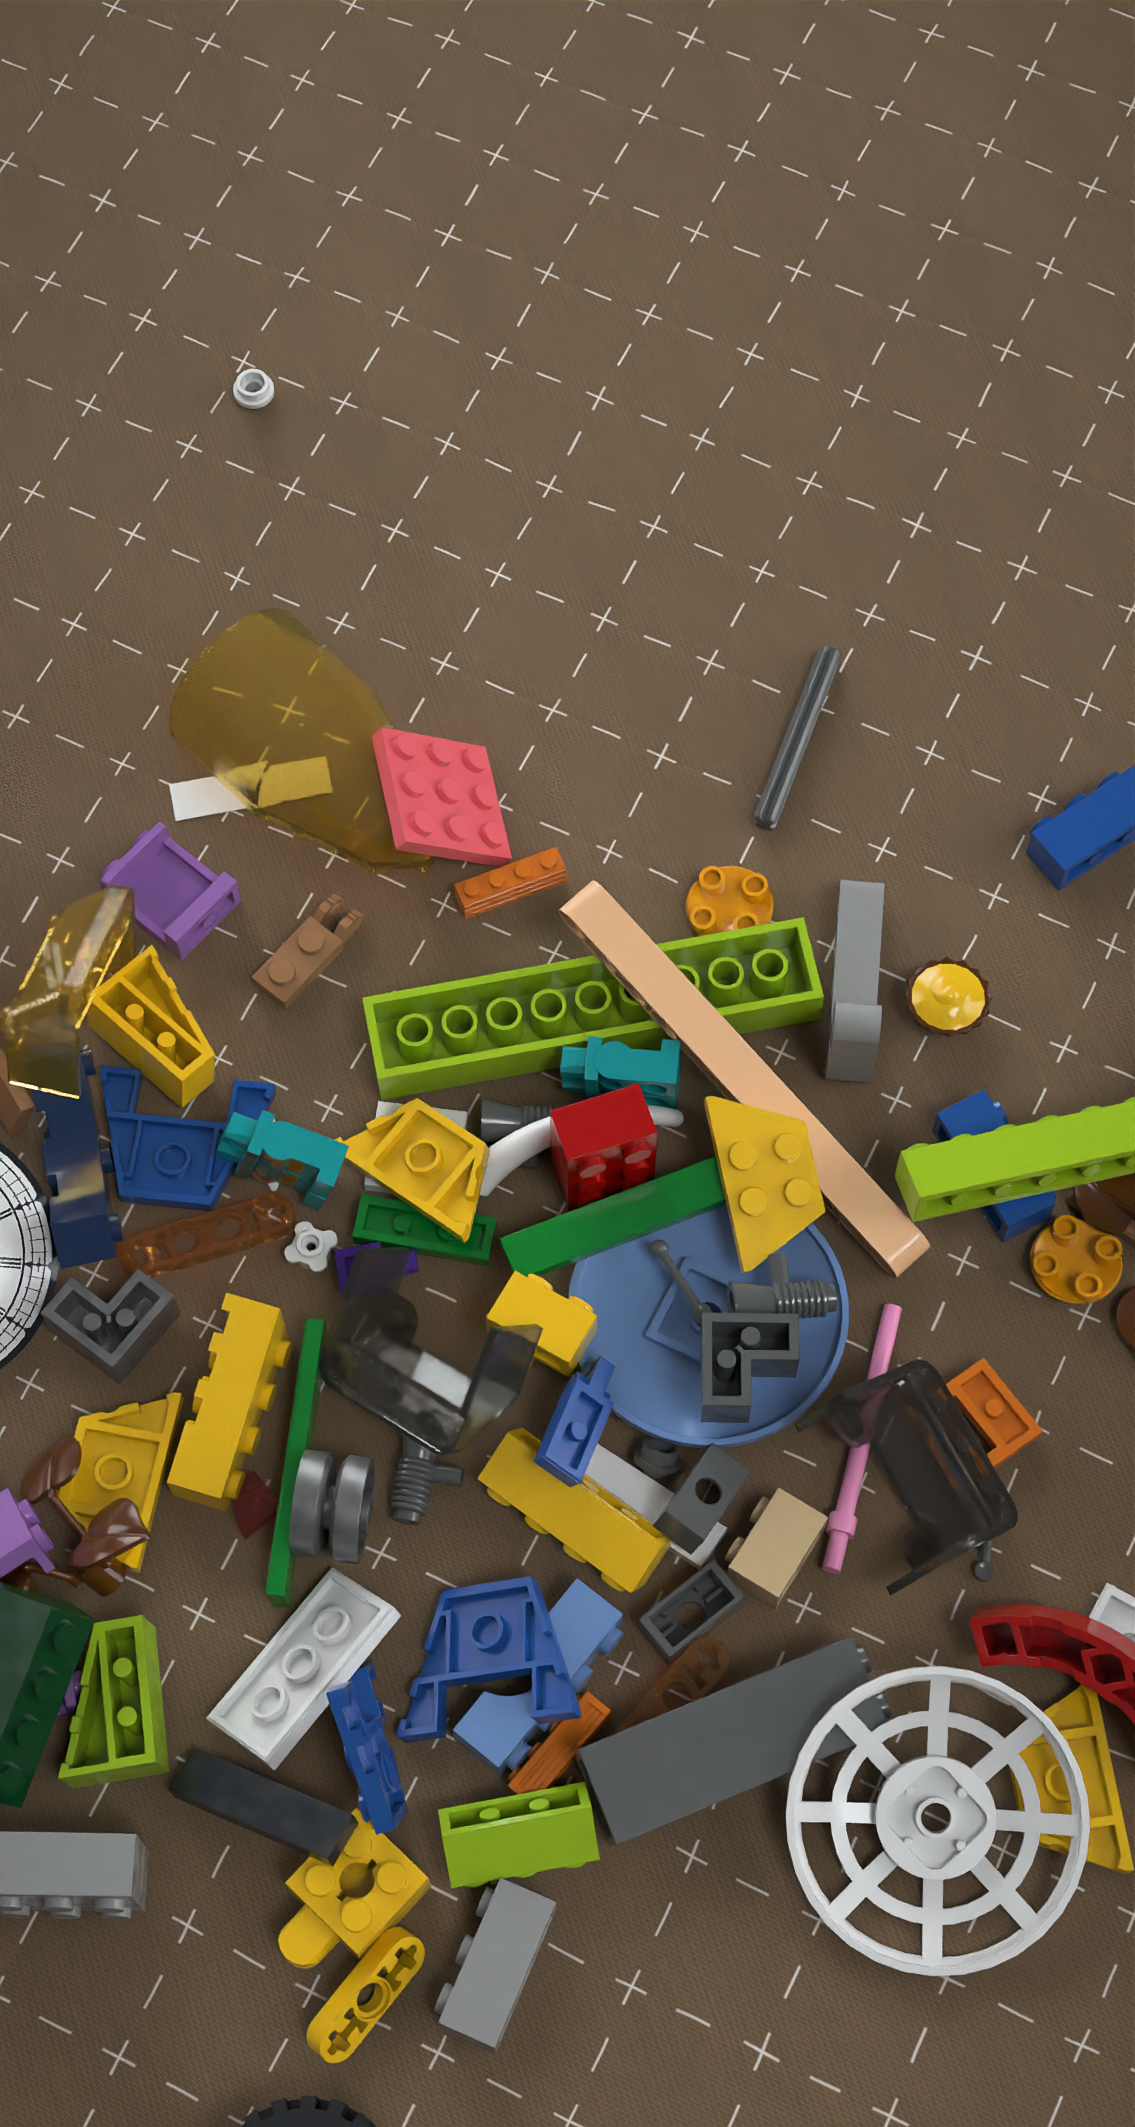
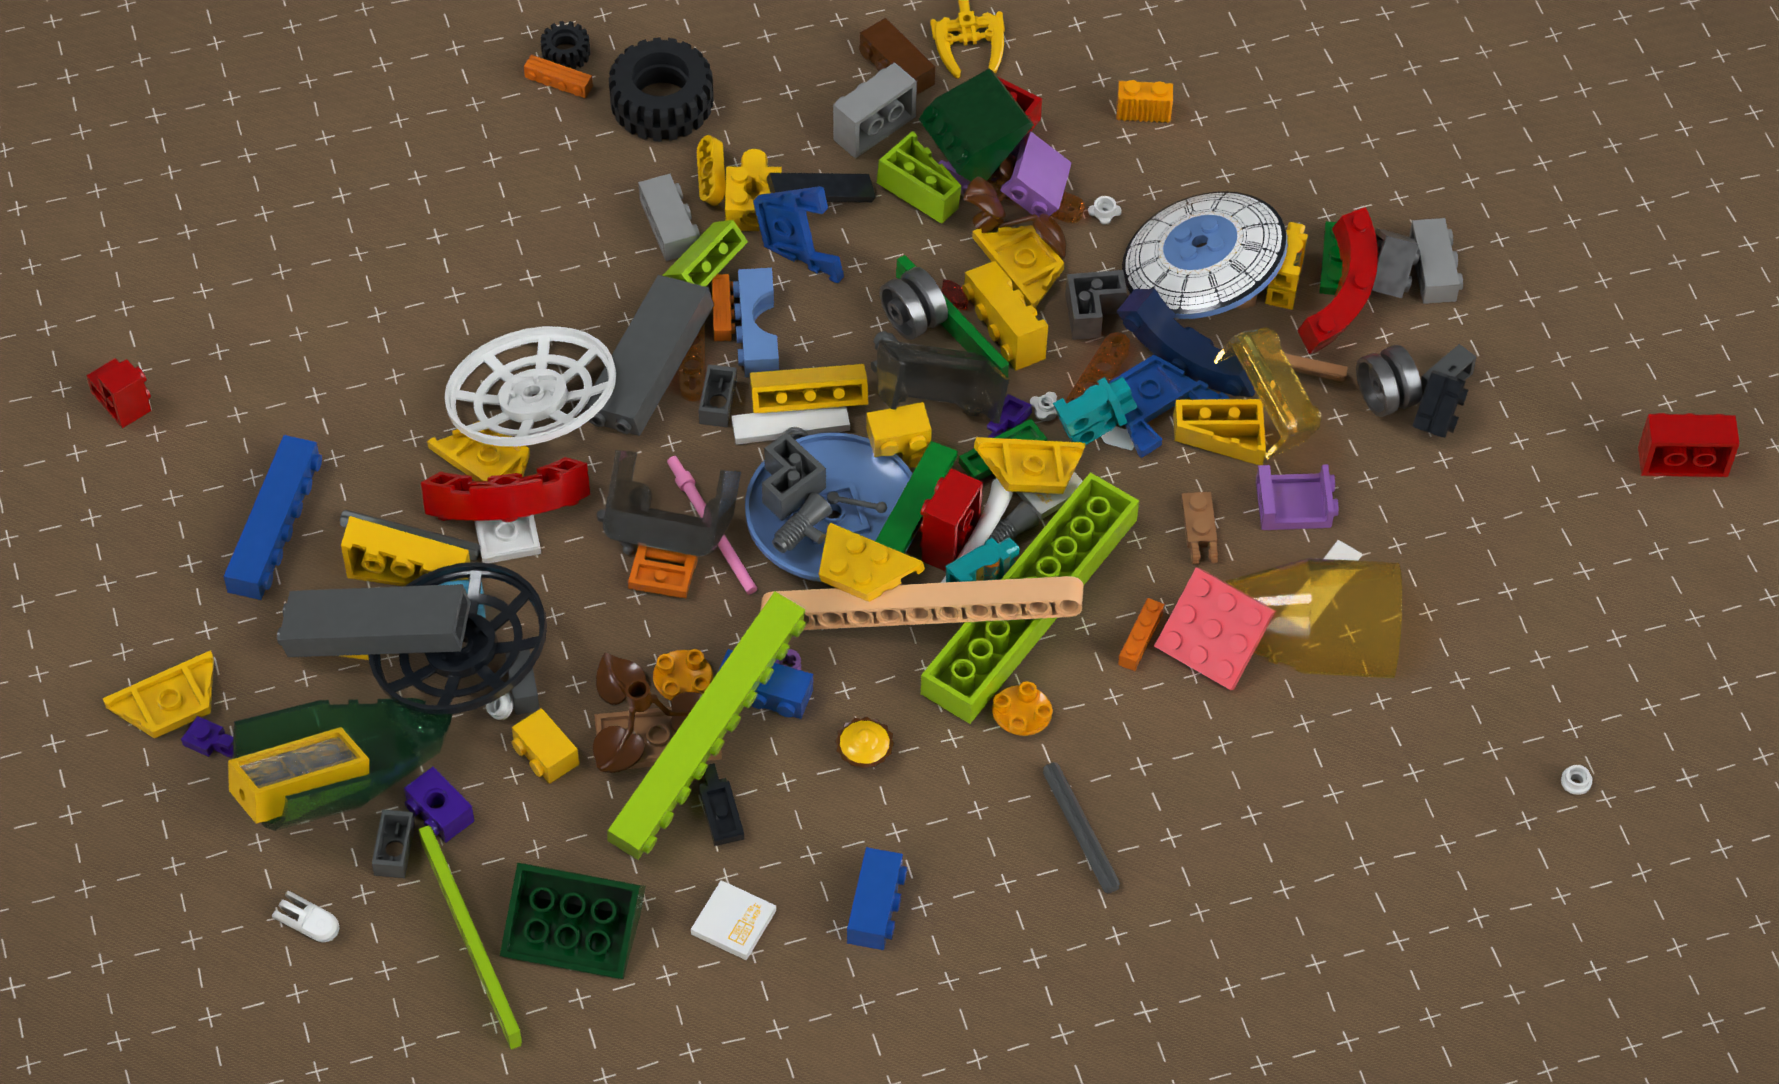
camera: 135 degrees right, 10 degrees down
(307, 1656) = (860, 248): white tile -> none
(484, 1637) = (790, 316): blue wing -> none
(577, 1423) = (839, 401): blue hinge -> none
(686, 1517) = (754, 445): dark grey piece -> none
(775, 1546) = (704, 445): tan brick -> none
(855, 978) = (911, 709): light grey beam -> none

